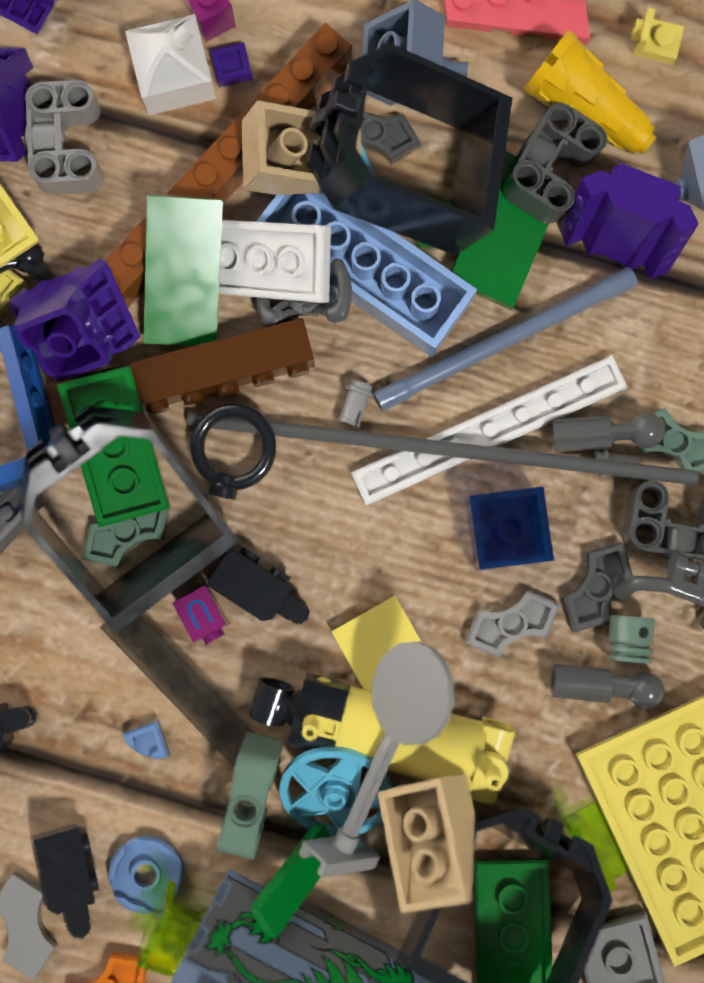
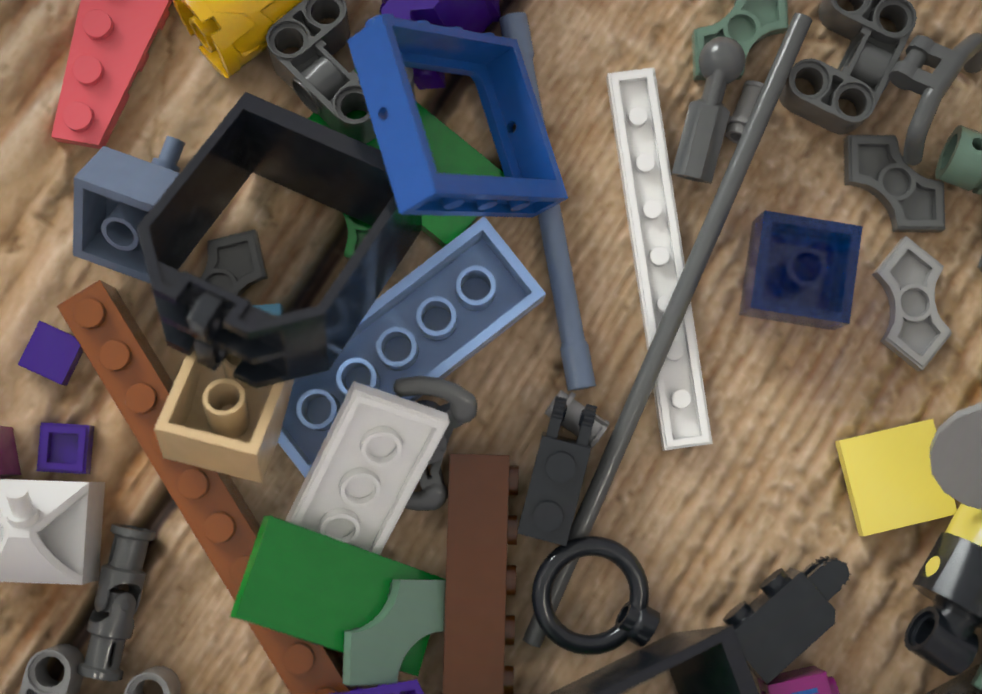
camera: 80 degrees left, 0 degrees up
(133, 128) = (115, 608): none -> dark grey piece
(153, 306) = (378, 648): none -> sand green tile
(292, 34) = (52, 353): none -> dark purple tile
(308, 397) = (557, 478): none -> black hinge
(566, 289) = (507, 97): none -> blue piece

